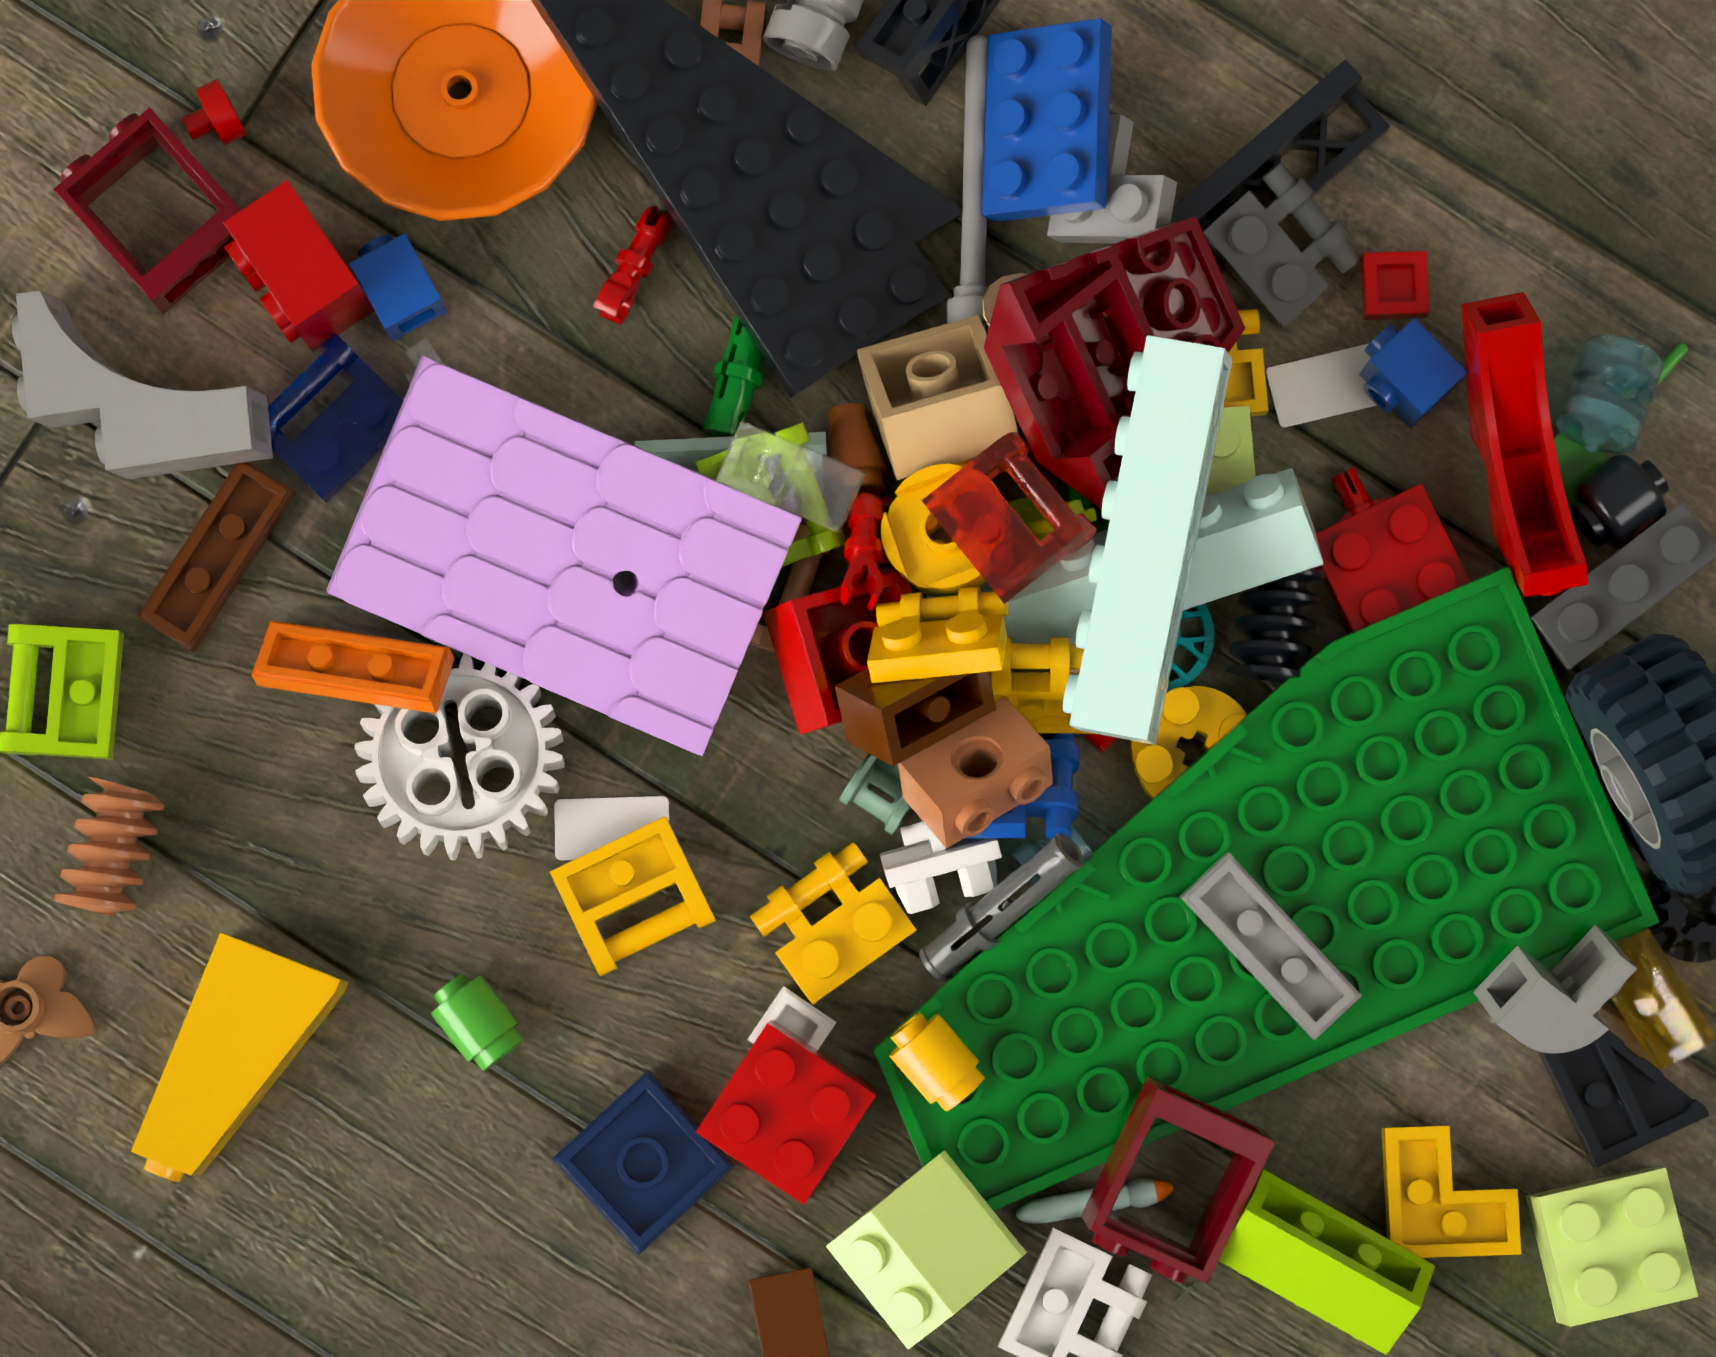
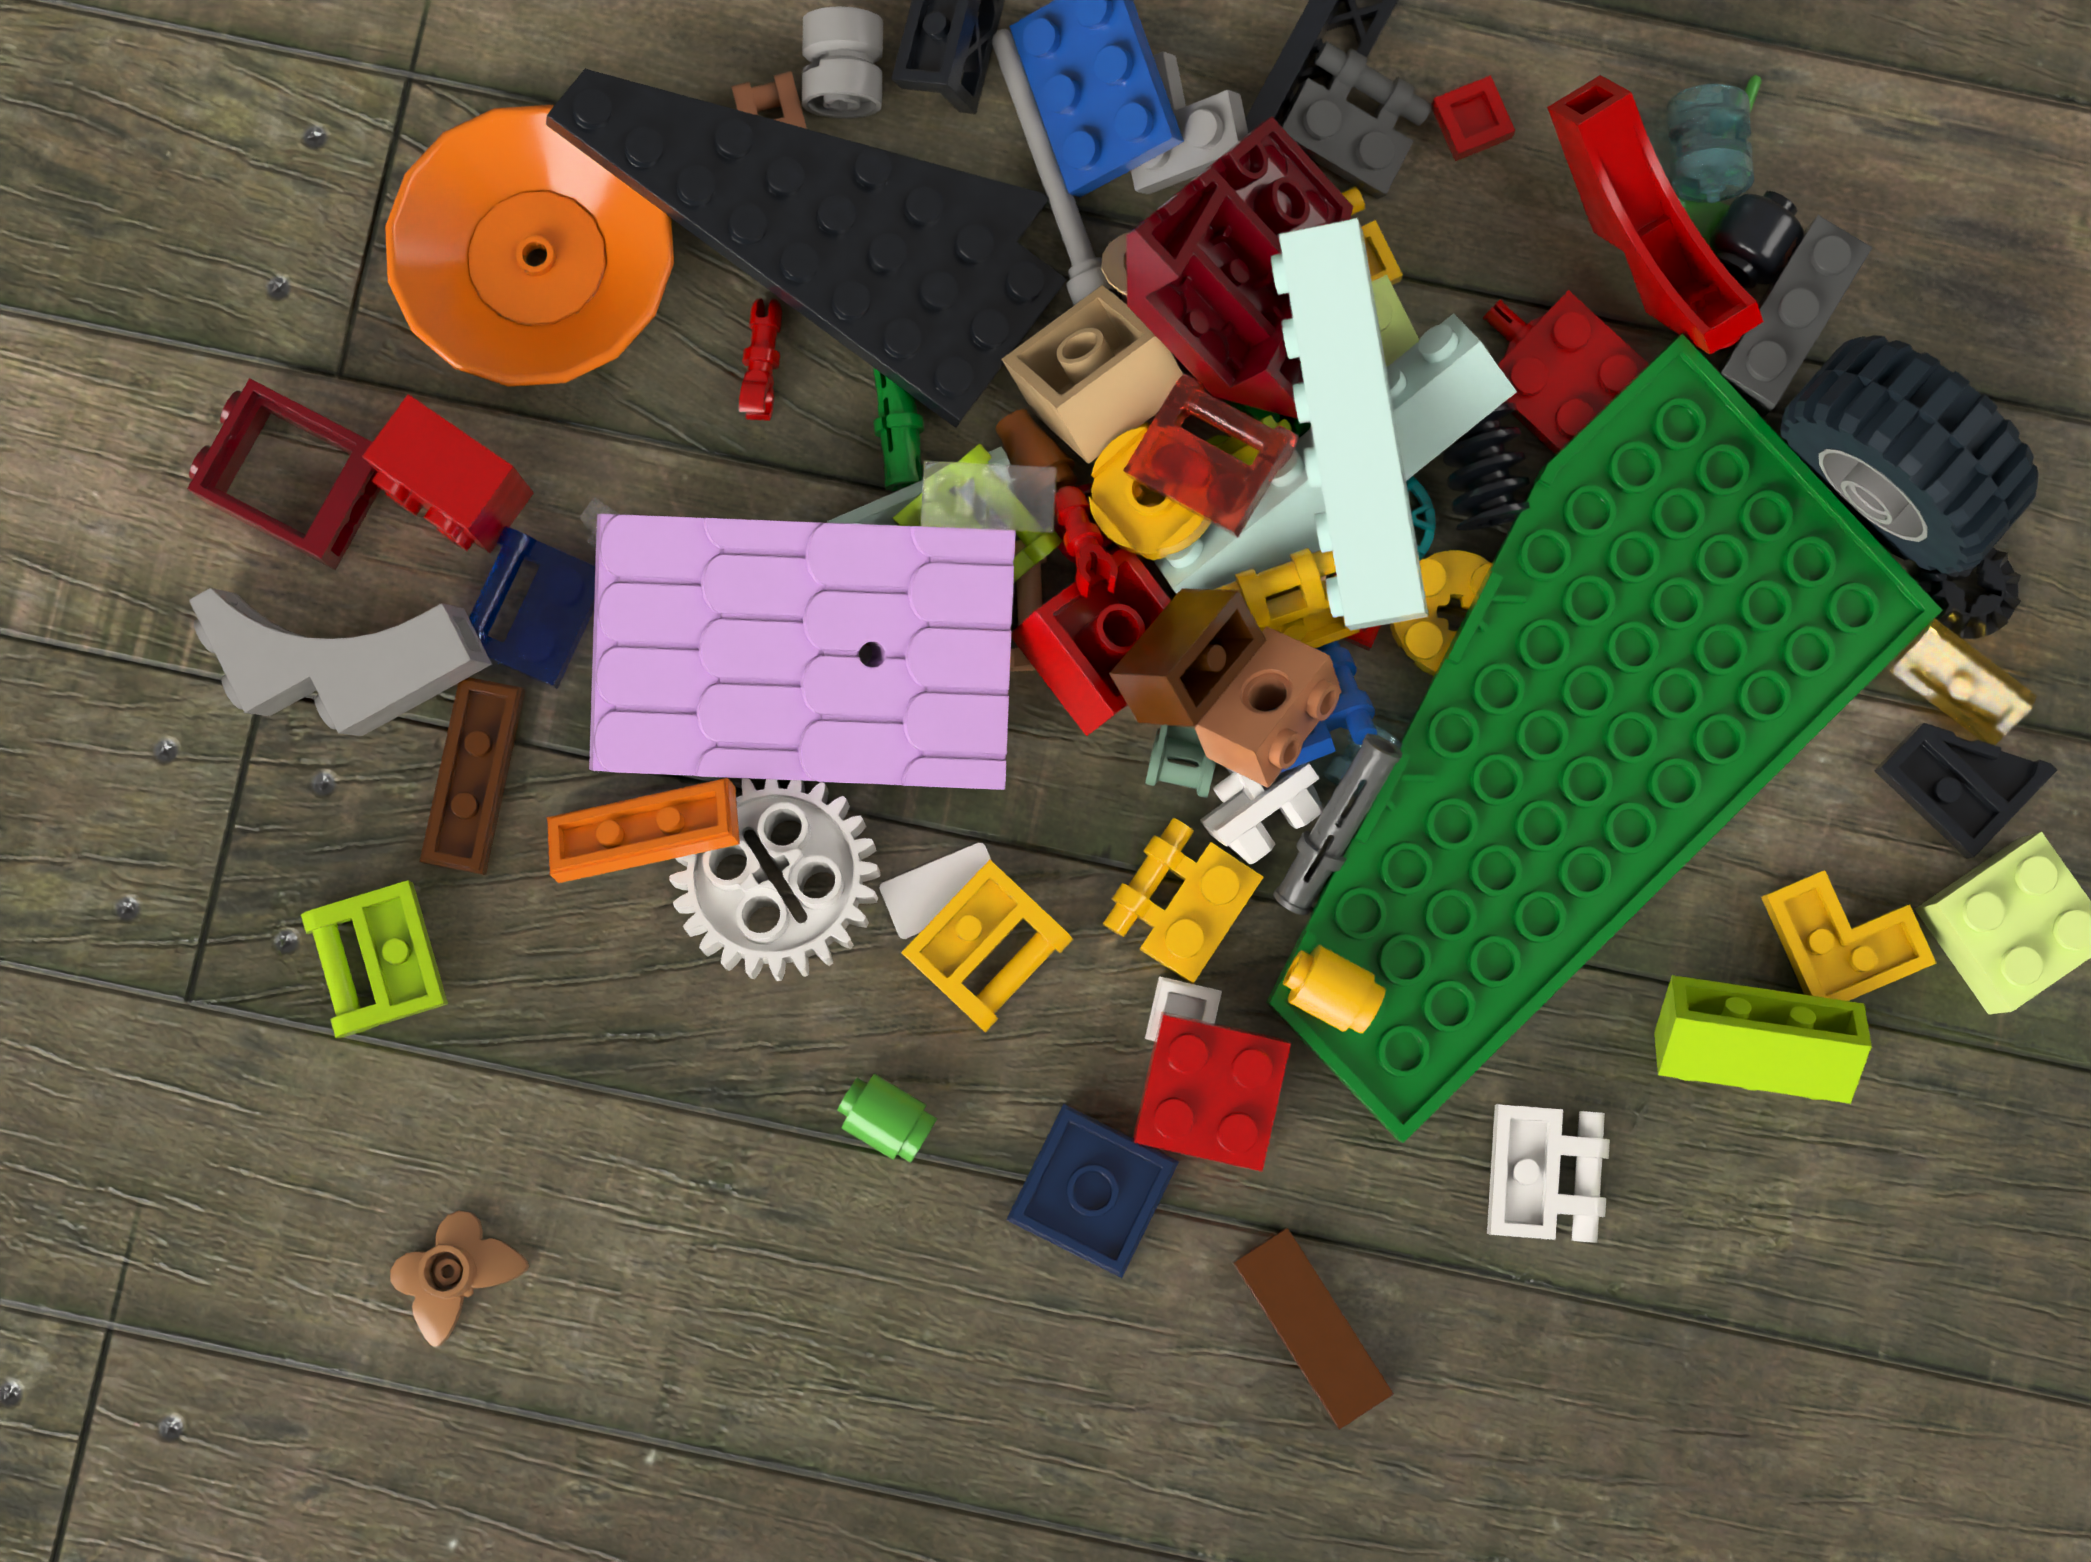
camera: 25 degrees left, 0 degrees up
(110, 848) = (478, 1088): nougat piece -> none
(214, 115) = (313, 364): red tile -> none
(232, 1047) = (665, 1231): yellow slope -> none
(397, 285) = (549, 458): blue brick -> none
(926, 1249) = (1390, 1169): yellowish green slope -> none
(938, 636) = (1188, 591): yellow plate -> none
(1137, 1193) = (1561, 1043): light aqua piece -> none
(1170, 1258) = (1650, 1023): dark red window -> none
(1270, 946) = (1599, 766): light grey tile -> none
(1319, 386) = (1445, 234): white sticker -> none
(1409, 372) = (1518, 191): blue brick -> none
(1559, 1006) = (1885, 720): light grey brick -> none

